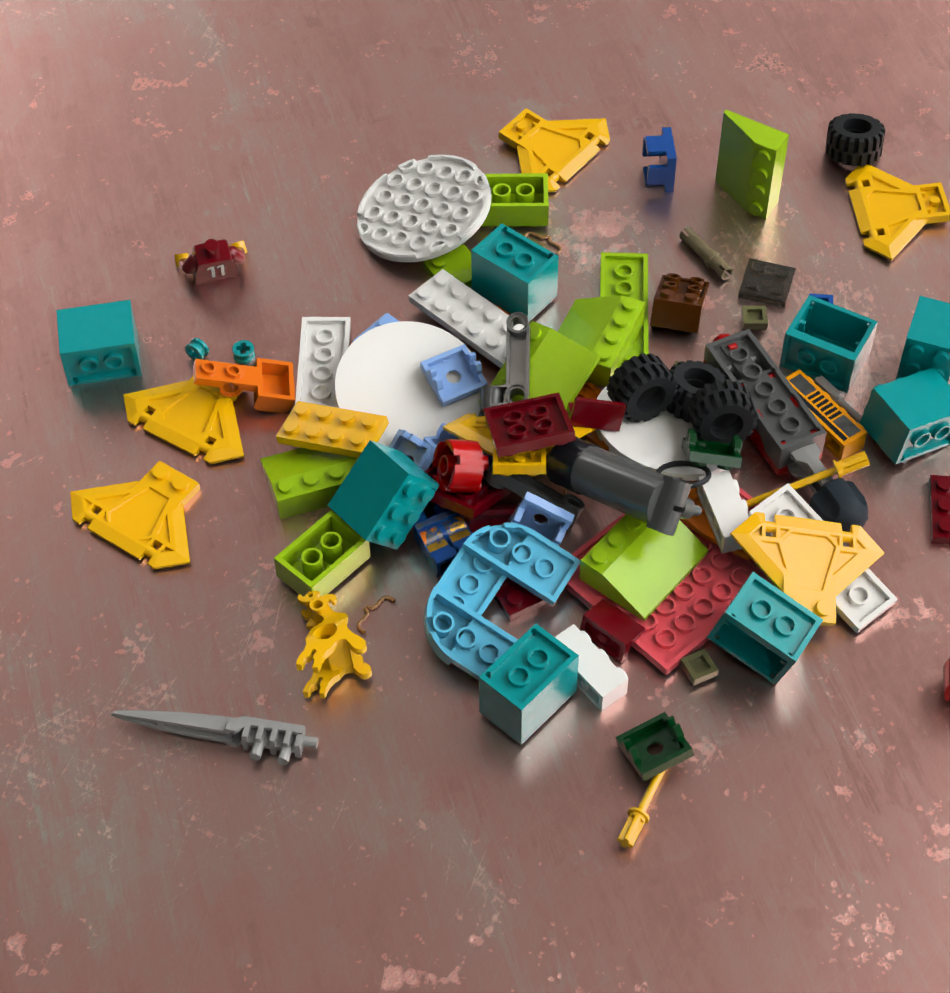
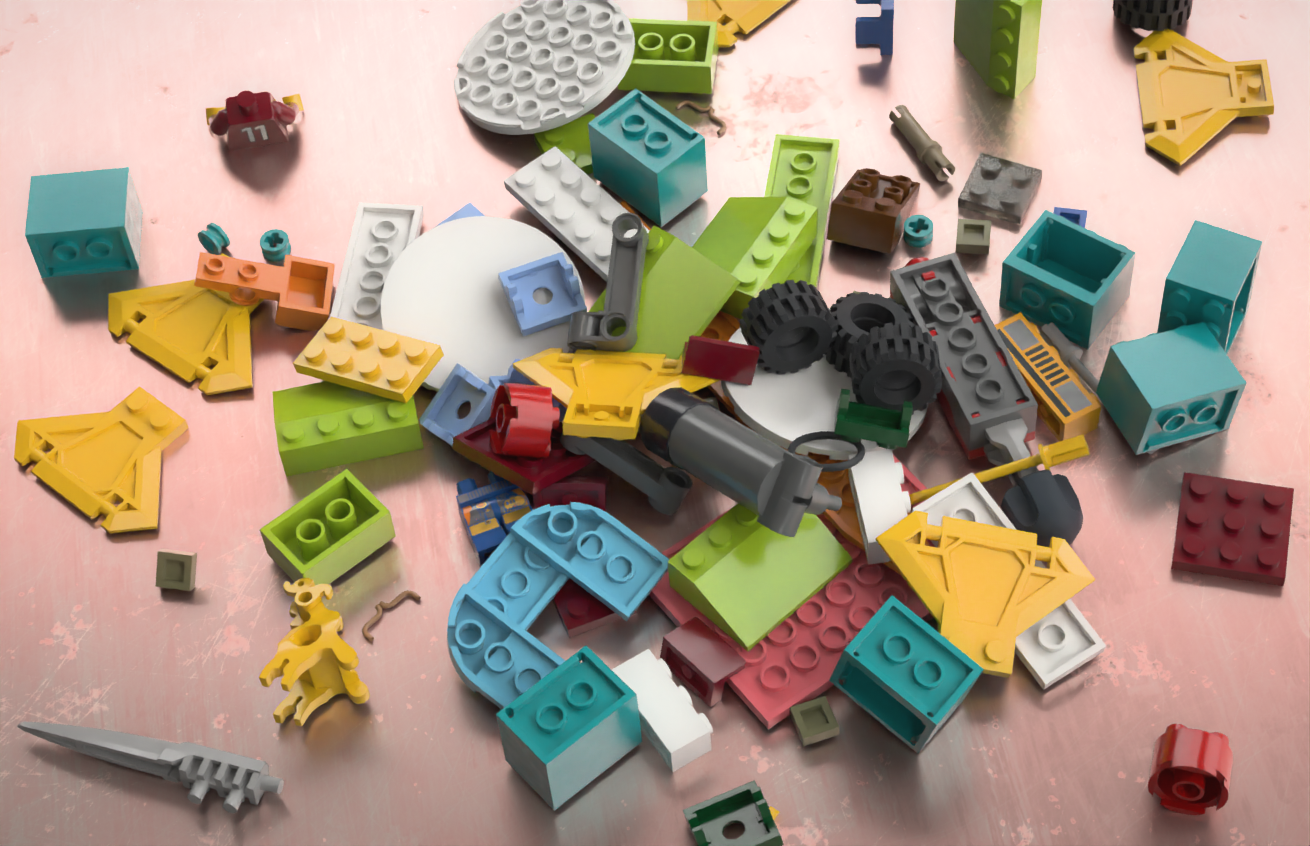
camera: 10 degrees right, 0 degrees up
(211, 592) = (176, 569): none -> olive plate
(383, 495) = (416, 453): teal container -> none
(529, 425) = (622, 370): dark red plate -> none
(558, 518) = (637, 517): light blue piece -> none
(710, 321) = (922, 238): none -> teal bush

